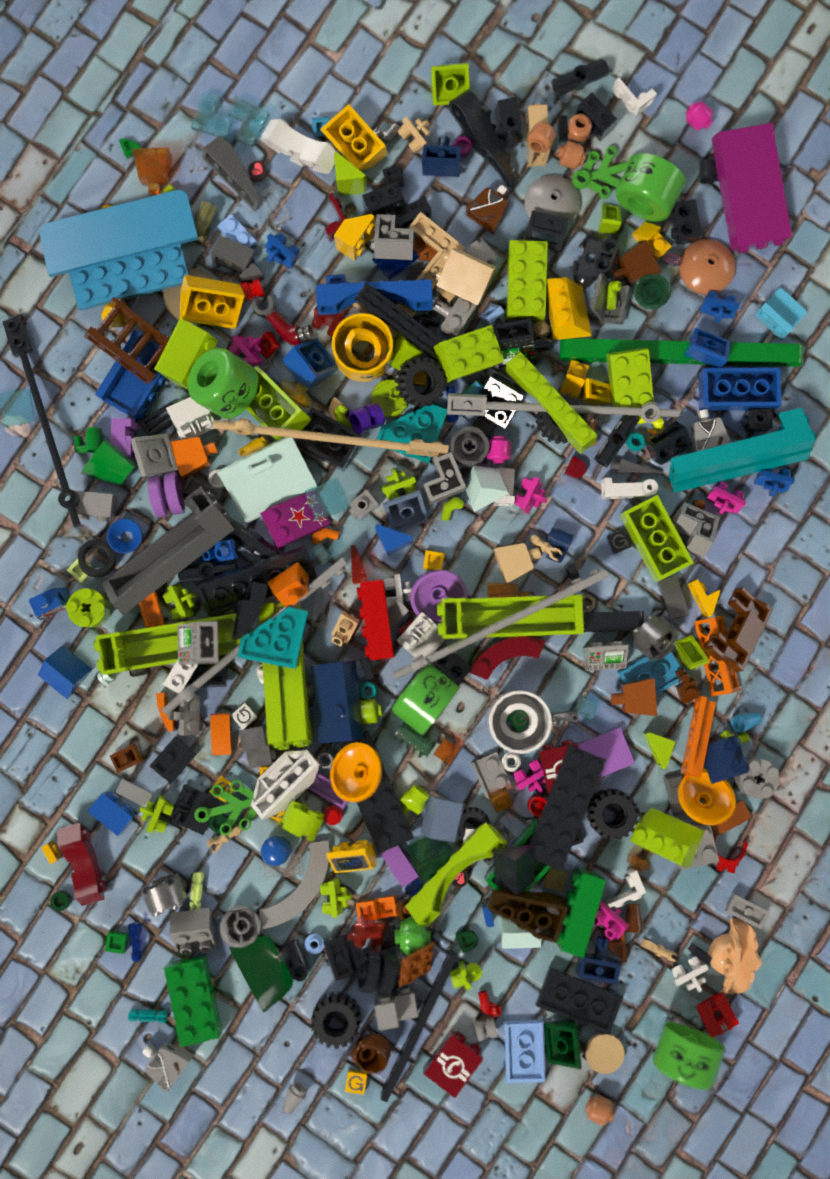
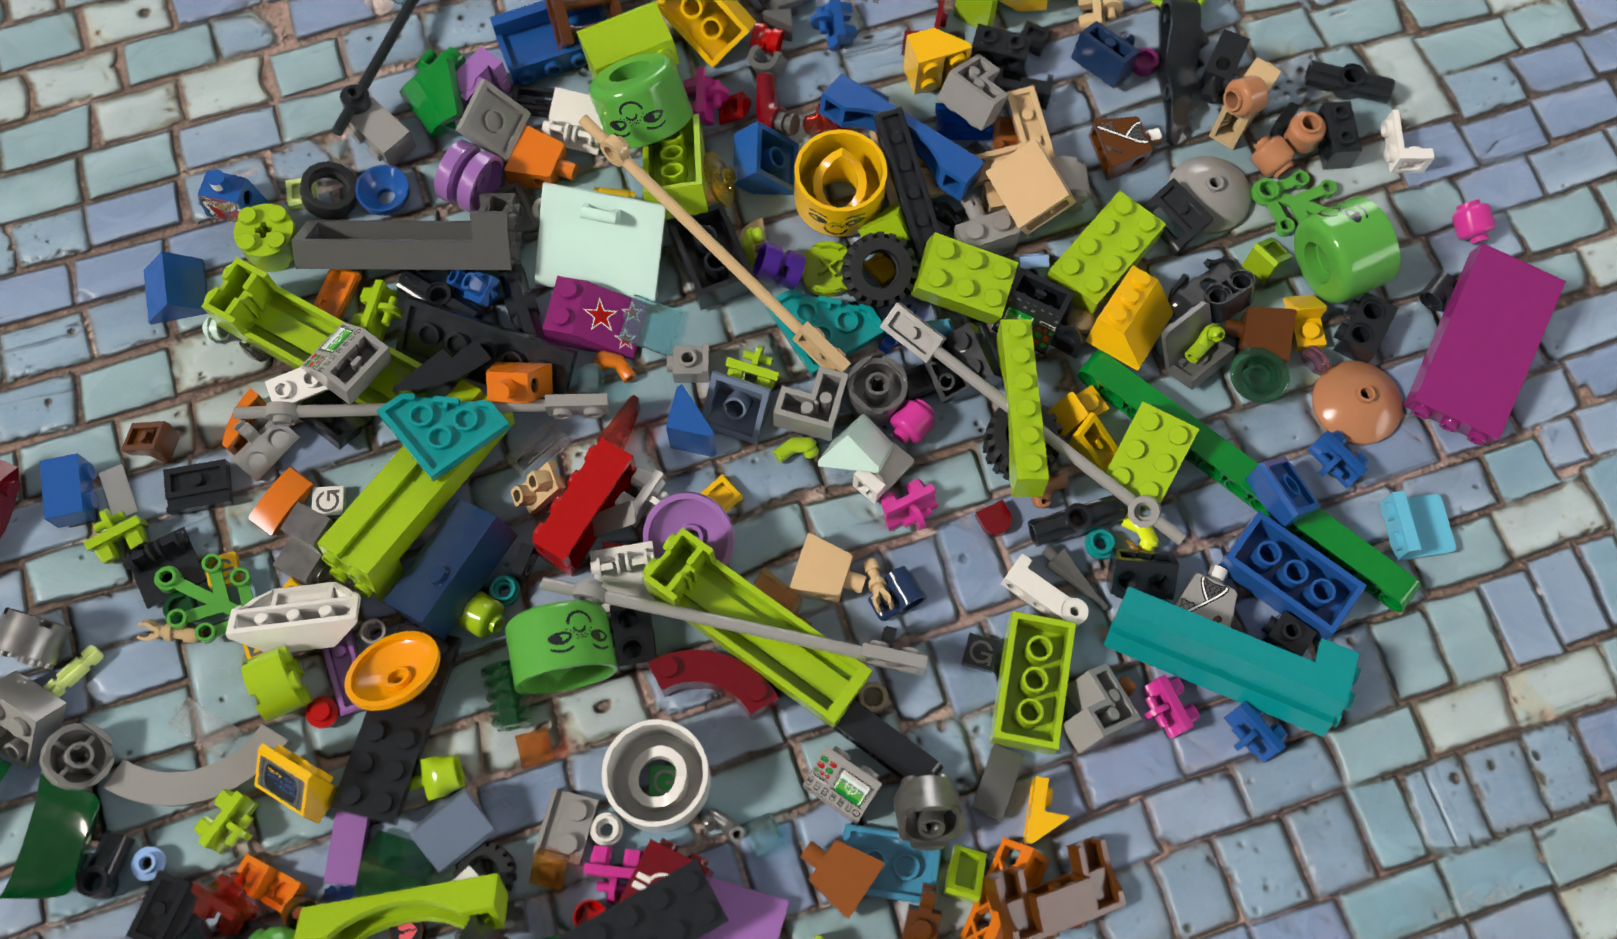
camera: 40 degrees right, 15 degrees down
(275, 850) = (212, 698): blue hair -> none

